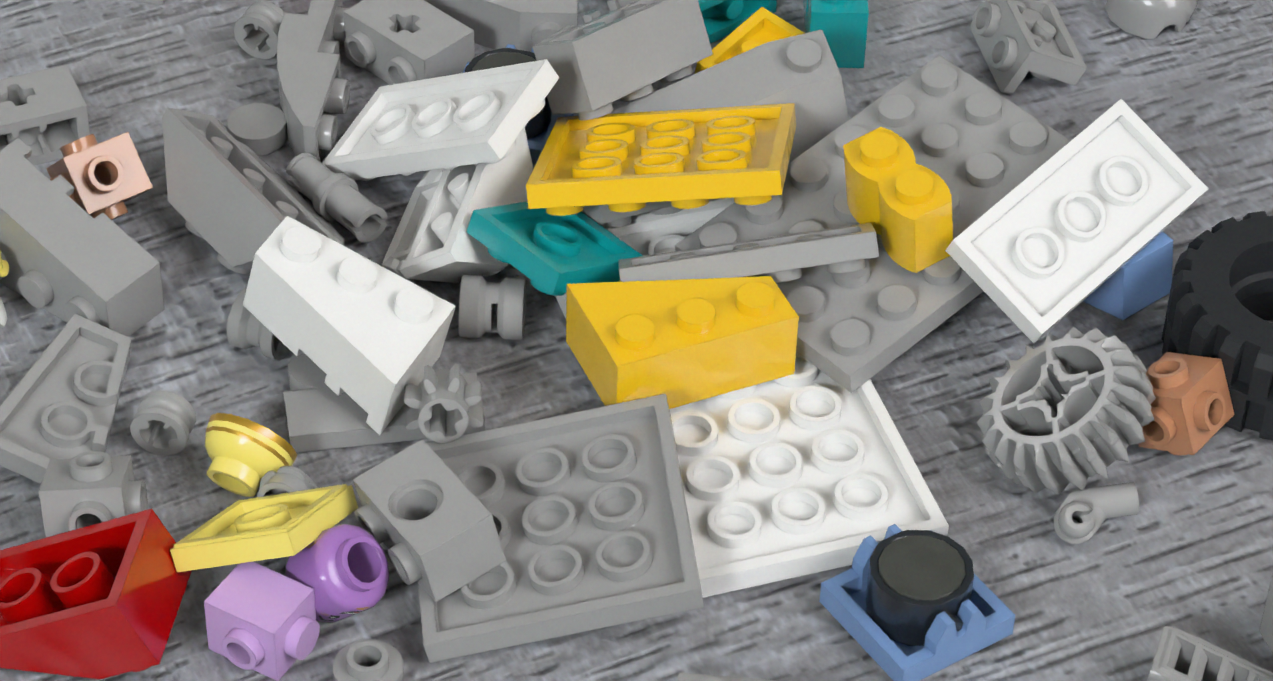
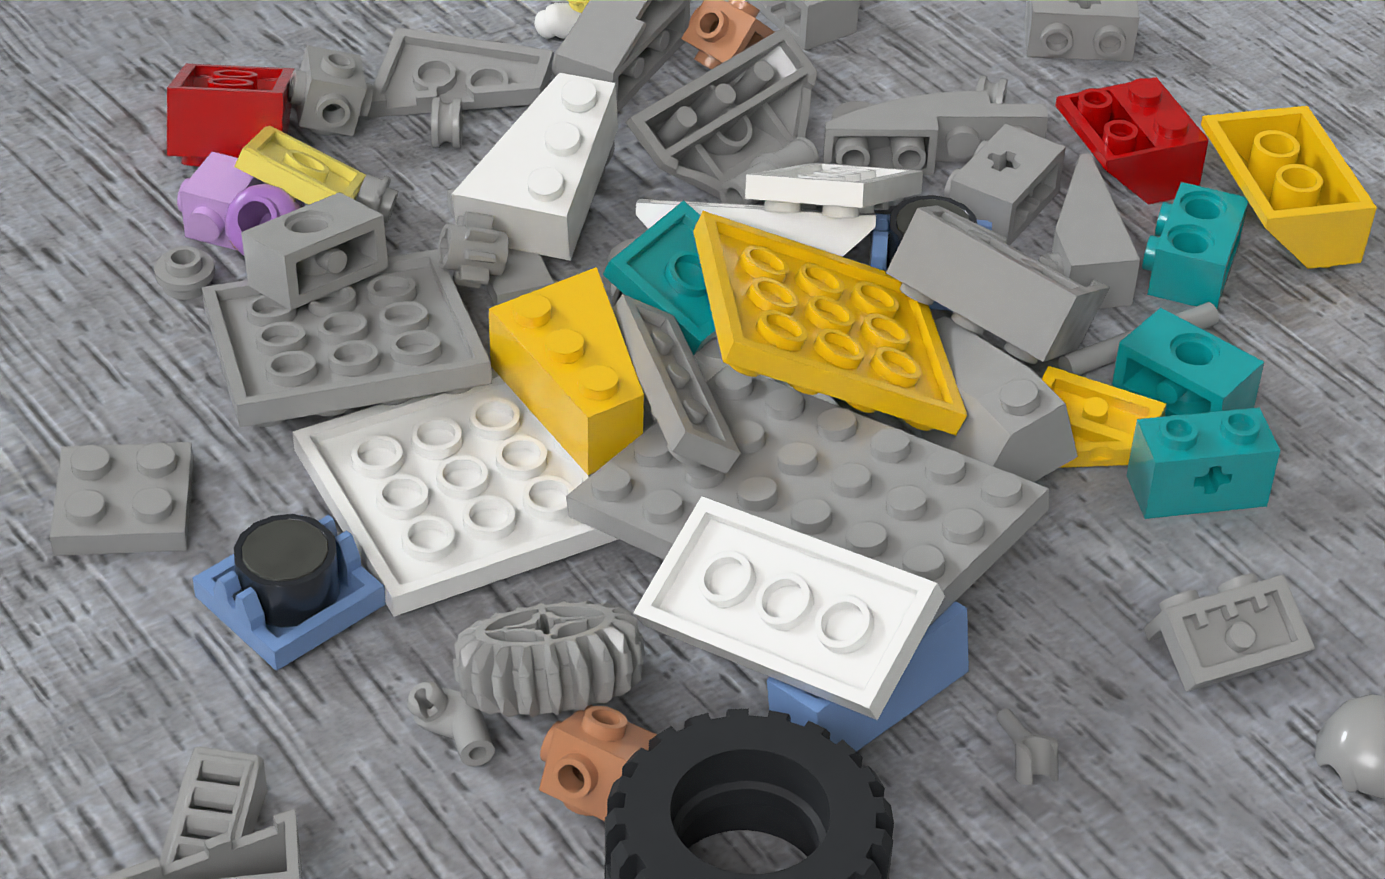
camera: 80 degrees right, 0 degrees up
(243, 453) = (414, 164): light yellow piece -> none
(899, 199) = (764, 453): yellow brick -> none

